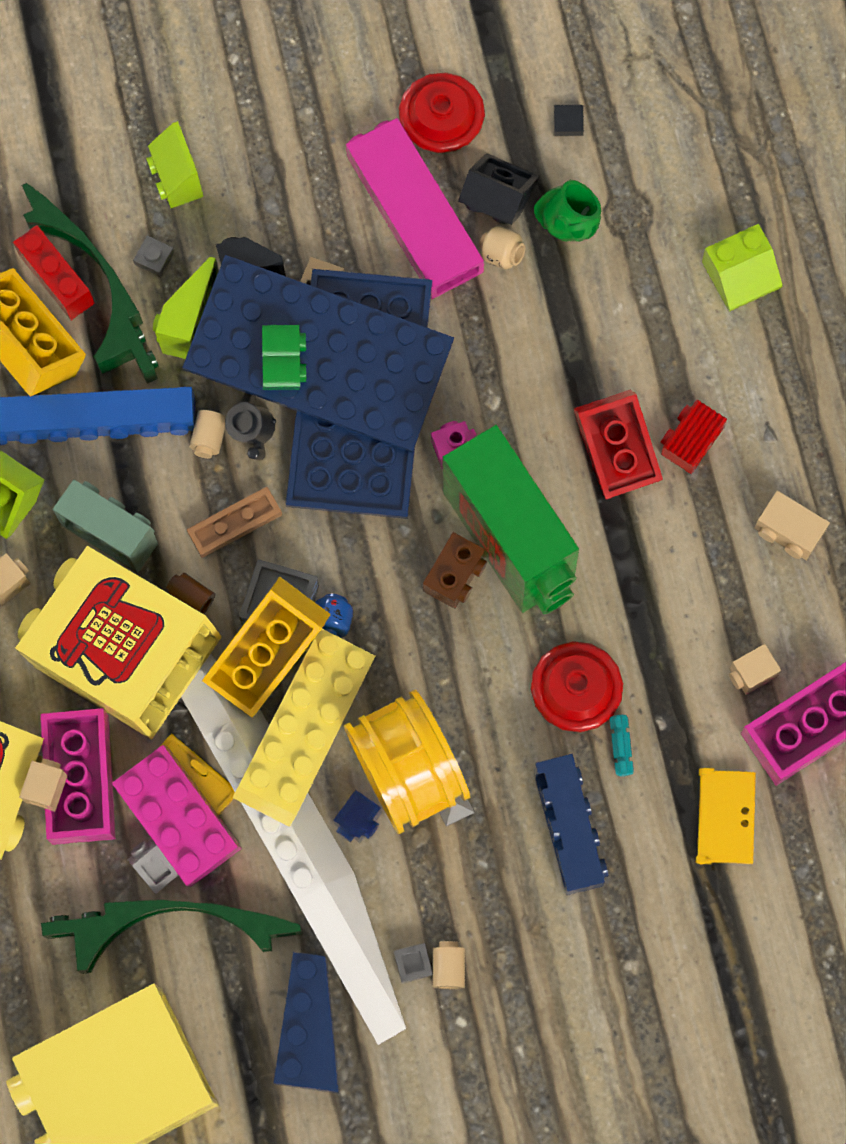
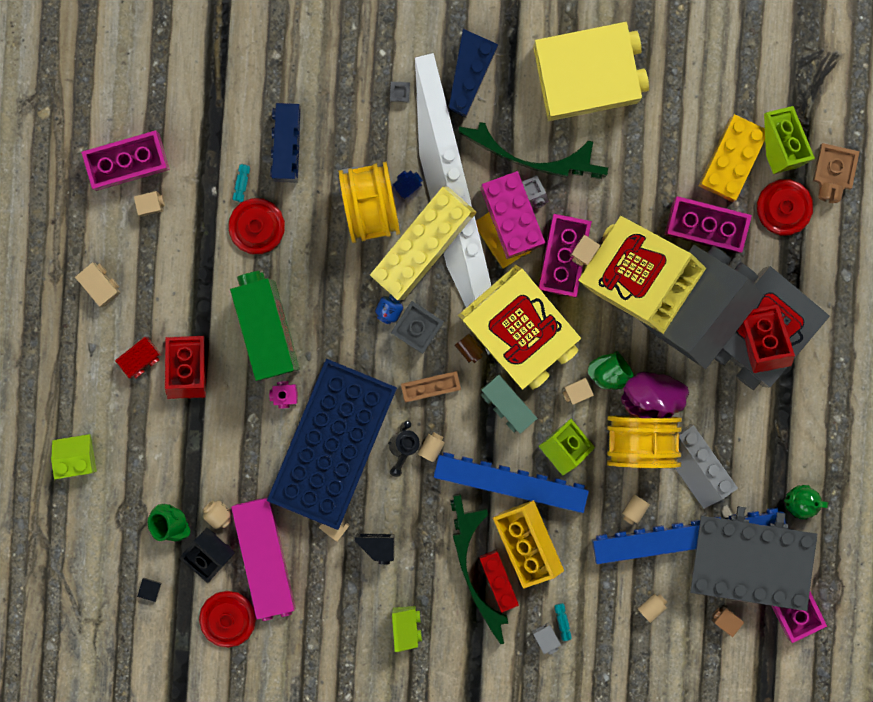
camera: 165 degrees left, 15 degrees up
(153, 256) = (434, 575): flat silver plate -> none
(183, 311) = (424, 524): lime slope -> none
(266, 647) = (432, 295): yellow brick -> none
(282, 357) = (372, 471): green brick -> none
(361, 363) = (350, 472): dark blue plate -> none
(448, 966) = (380, 83): tan brick -> none
(454, 571) = (307, 316): reddish brown brick -> none
(724, 830) = (194, 123): yellow door -> none

